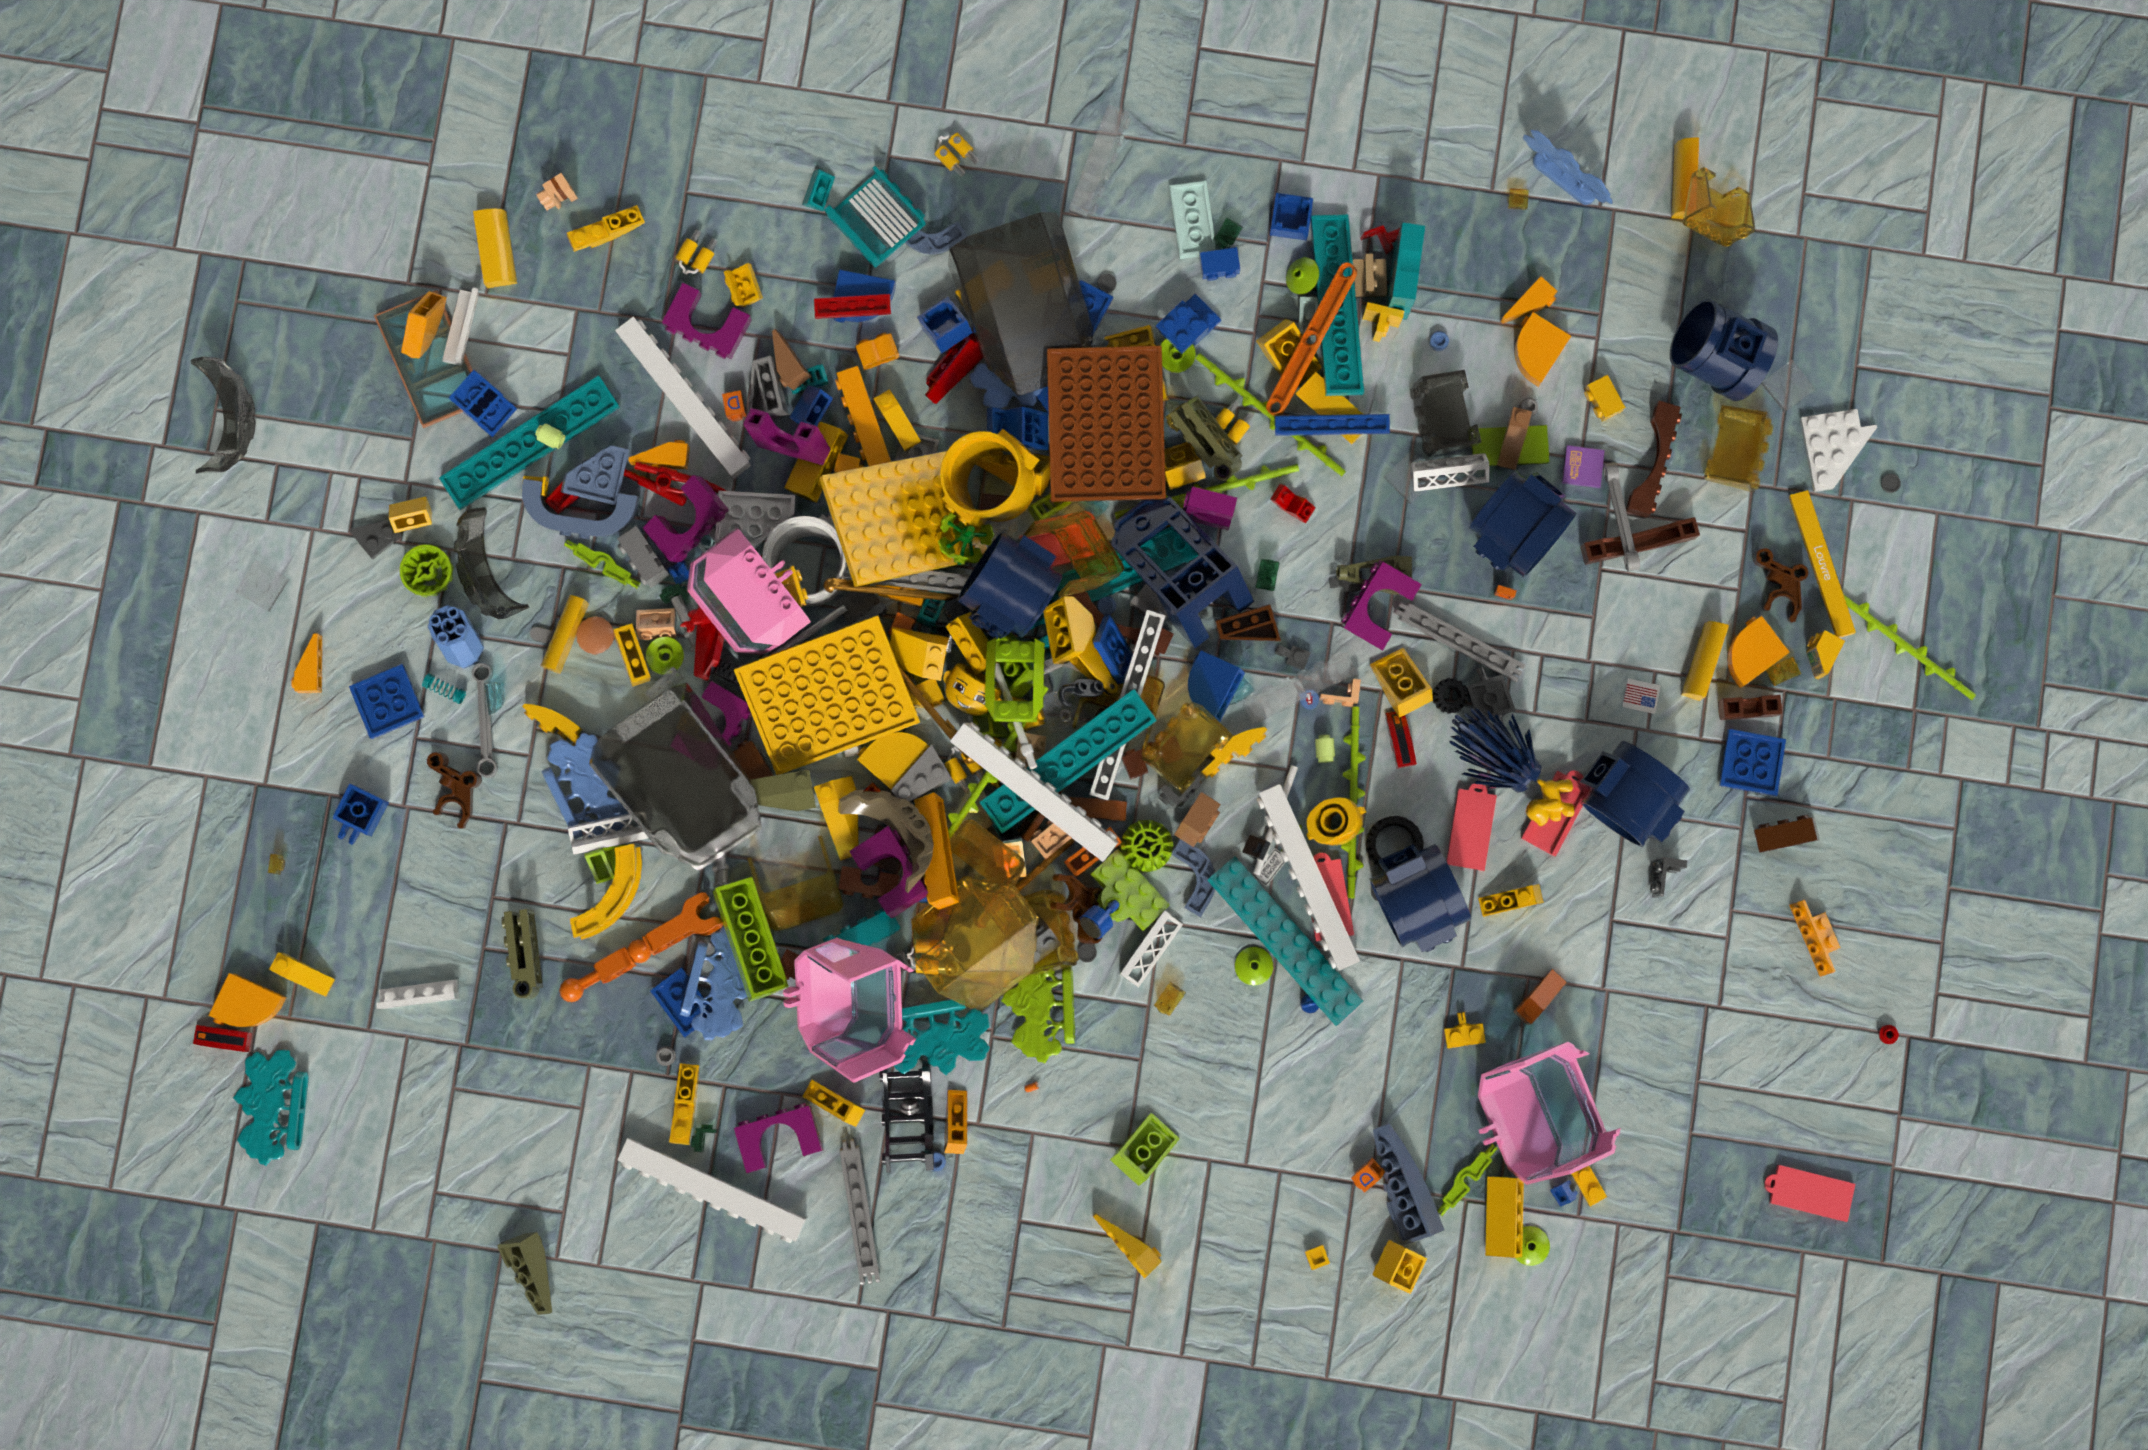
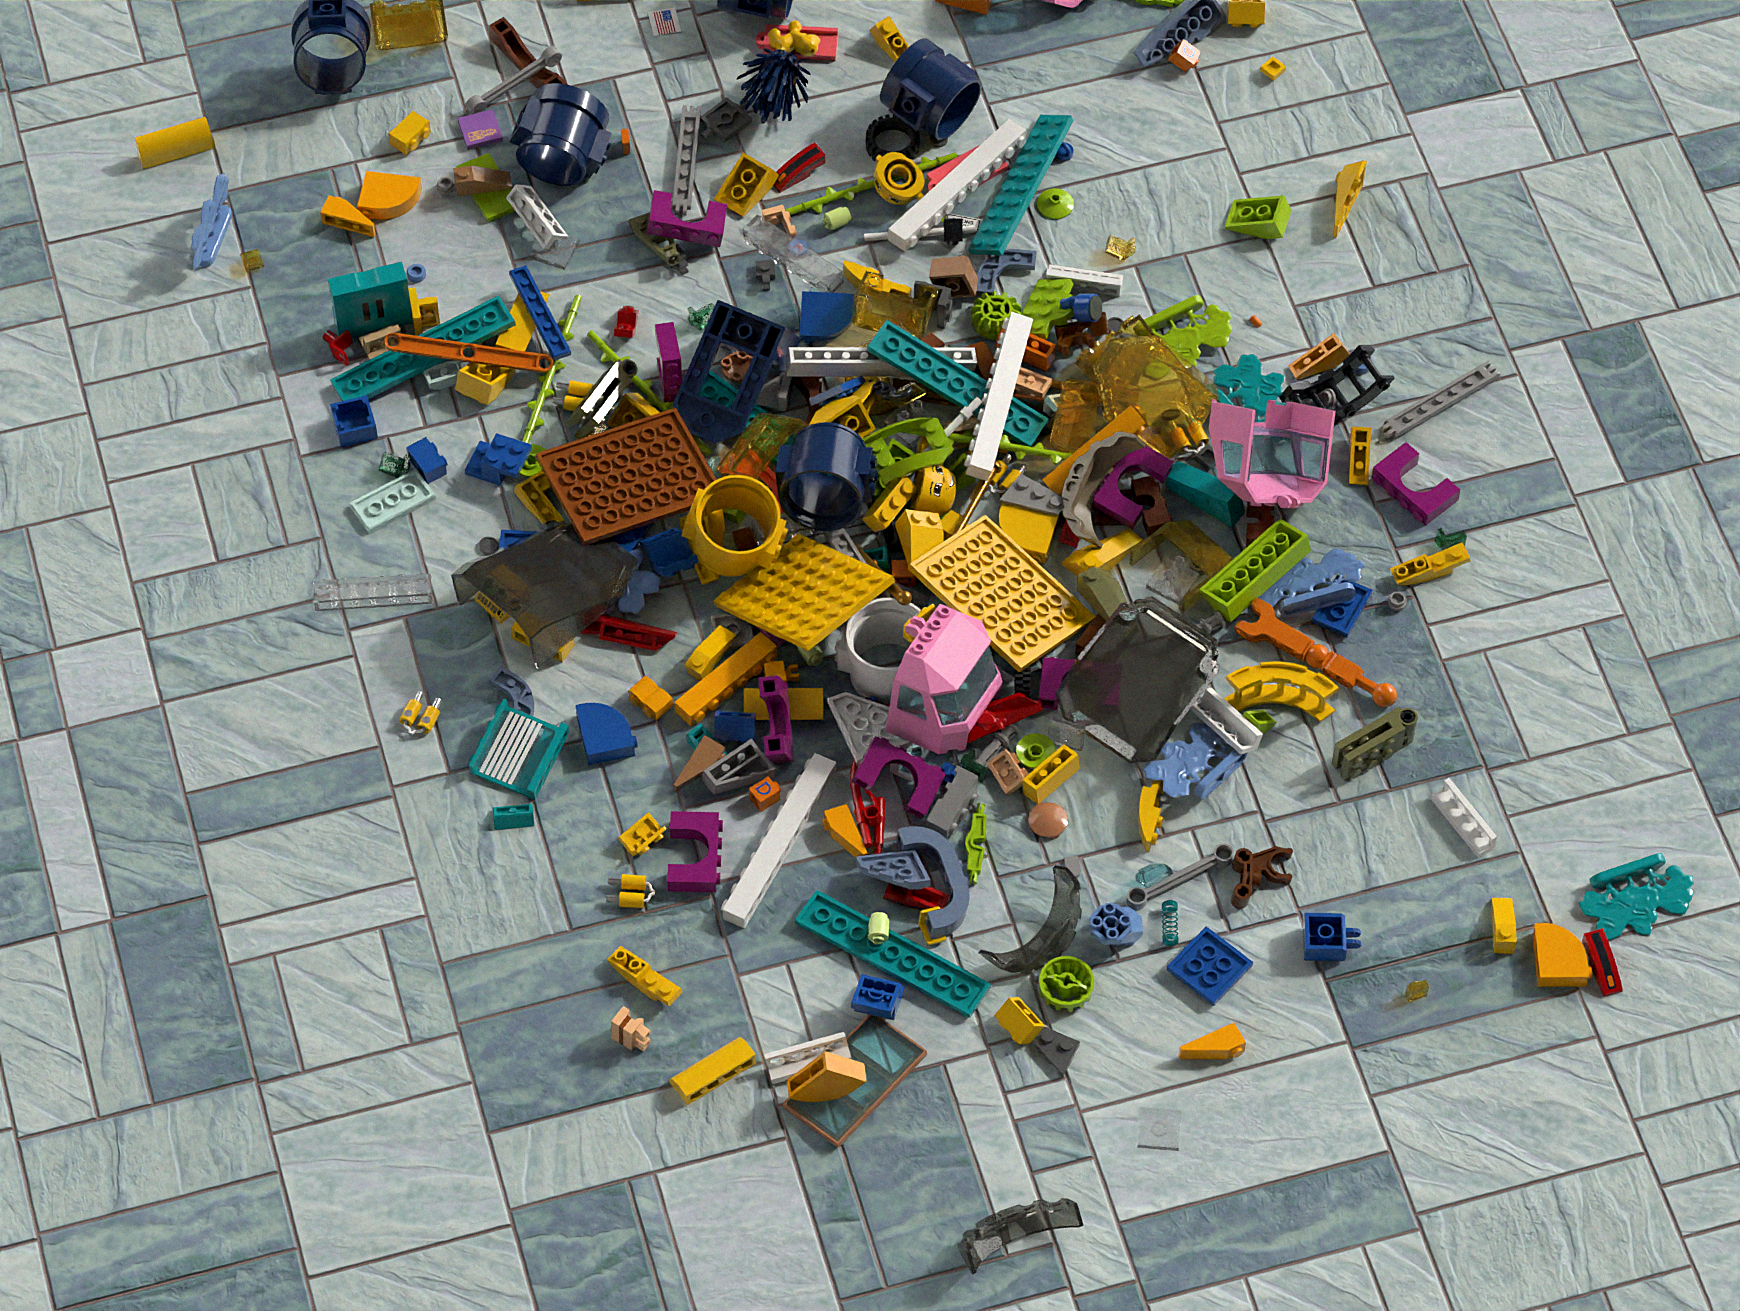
camera: 115 degrees left, 25 degrees down
(528, 1260) = (1644, 627): olive wedge -> none
(564, 634) = (1062, 839): yellow brick -> none
(711, 1189) = (1490, 516): white brick -> none
(852, 306) = (620, 724): red plate -> none
(944, 324) = (598, 648): blue container -> none
(955, 609) = (863, 534): black brick -> none
(964, 534) = (807, 531): lime plant -> none
(1252, 624) = (756, 300): reddish brown wedge -> none
(1308, 275) = (397, 391): lime dish -> none
(1443, 413) = (489, 241): clear smoke windscreen -> none
(1450, 684) = (738, 140): black tyre -> none
(1464, 1033) = (1025, 38): yellow plate -> none
(1471, 828) = (845, 95): coral piece -> none
(1663, 423) = (414, 82): copper arch -> none
(1717, 214) = (196, 100): clear yellow windscreen -> none

